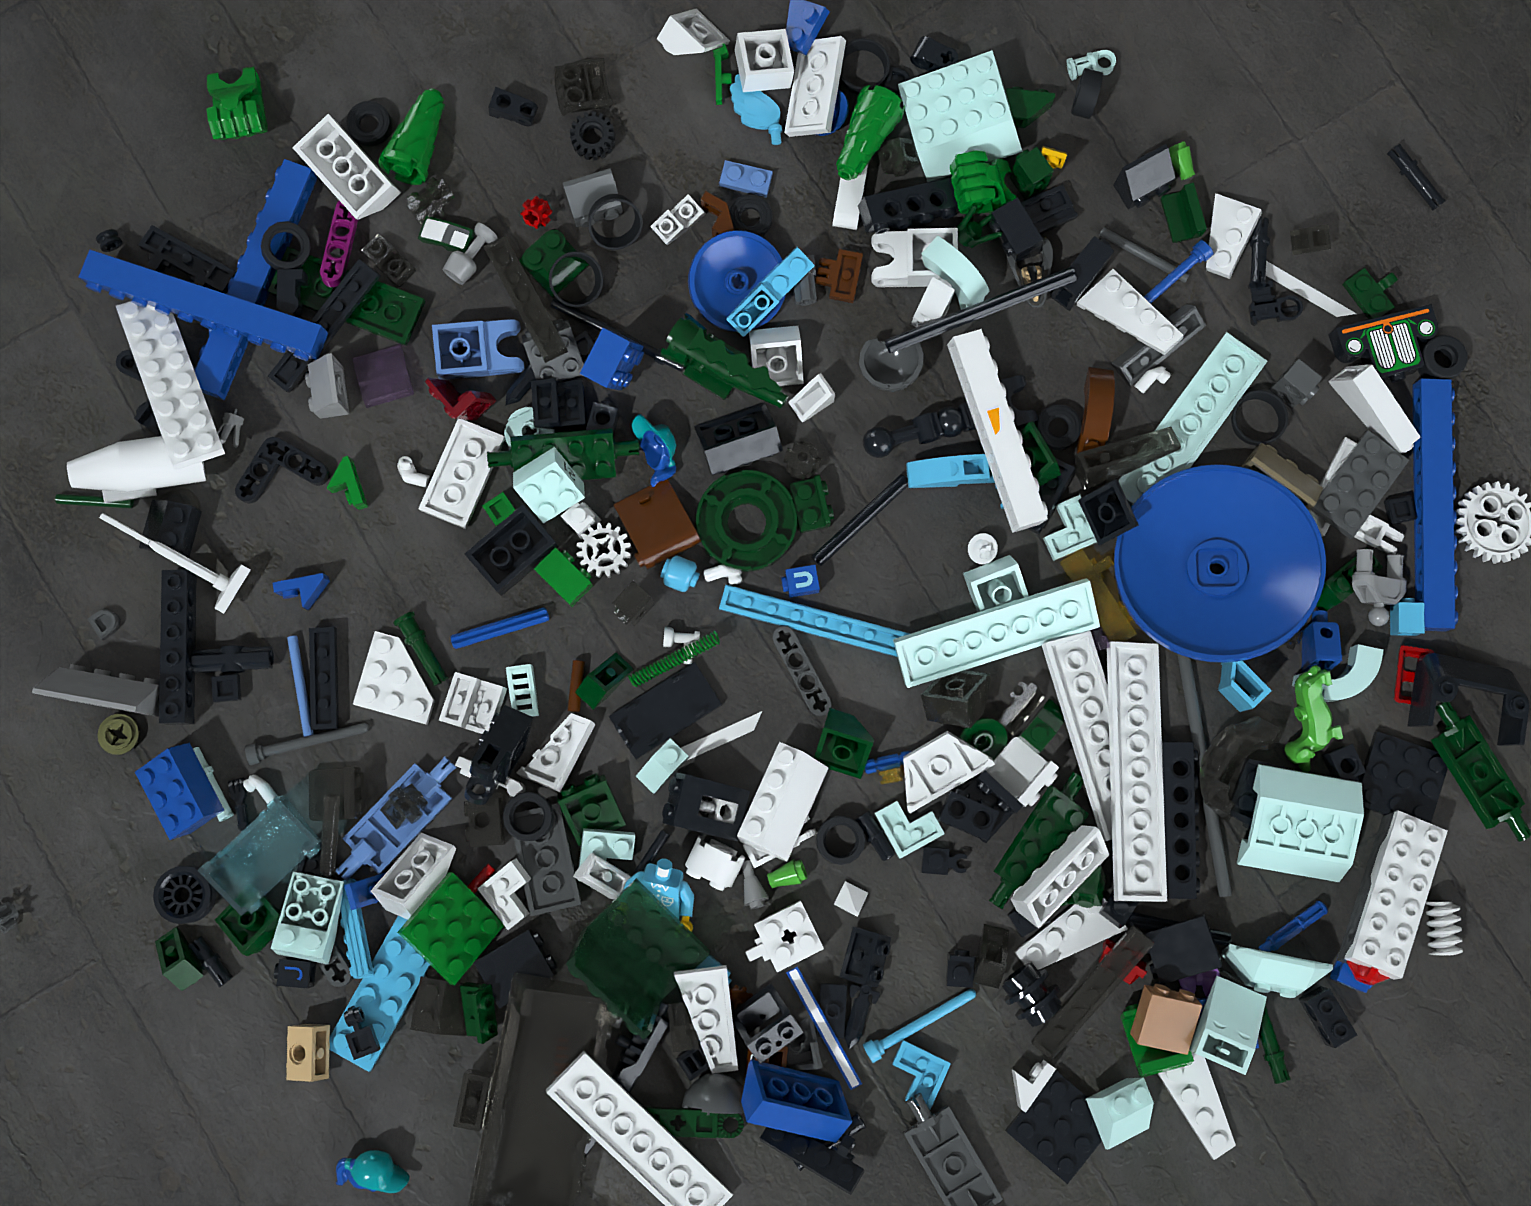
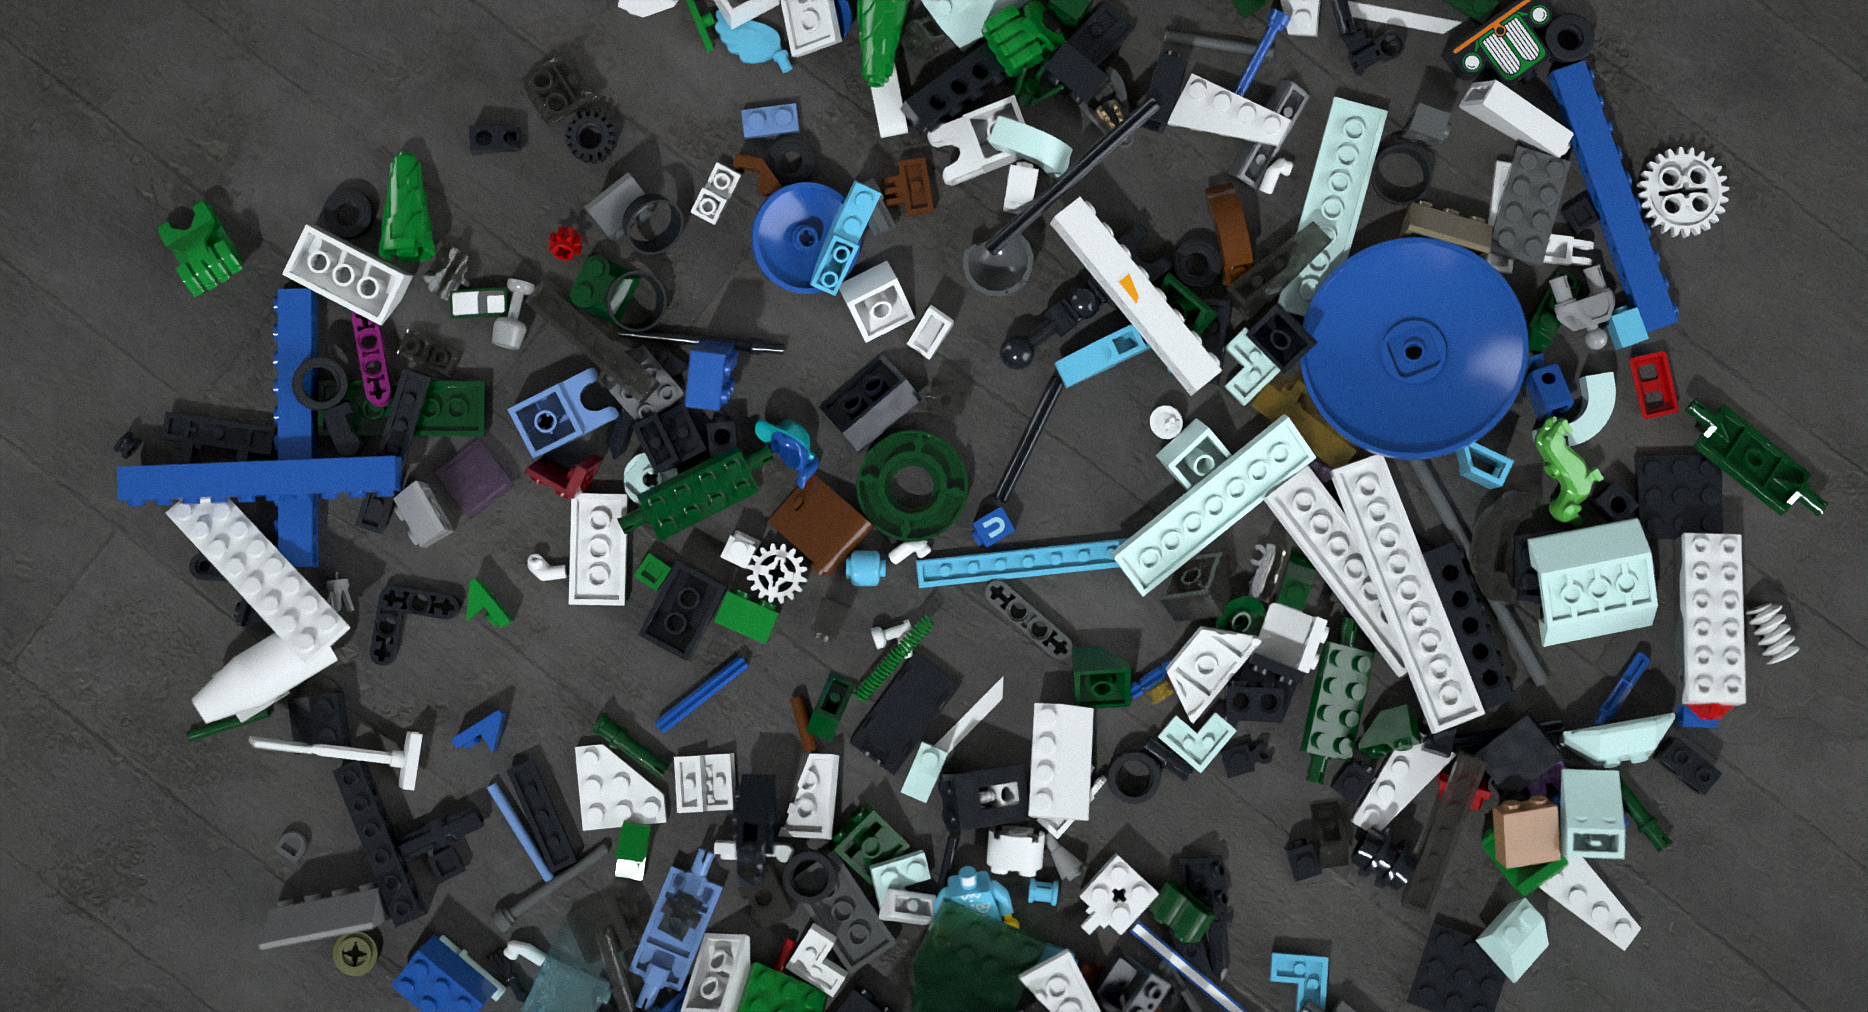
camera: 15 degrees left, 5 degrees up
(387, 737) = (632, 850): none -> green slope
(521, 669) = (749, 726): light aqua slope -> none
(548, 485) = (695, 530): light aqua brick -> none
(718, 364) = (820, 333): dark green piece -> none
(724, 909) = (1043, 891): none -> medium azure bush
(788, 874) = (1094, 831): bright green cone -> none
(811, 504) = (971, 442): dark green bracket -> none
(838, 973) = (1182, 912): none -> dark green brick
(851, 898) = (1166, 831): white slope -> none
(876, 1048) = (1248, 971): medium azure piece -> none
(1026, 1090) = (1415, 953): white slope -> none
(1060, 875) = (1368, 729): white slope -> none
(1439, 678) = (1679, 378): black windscreen -> none

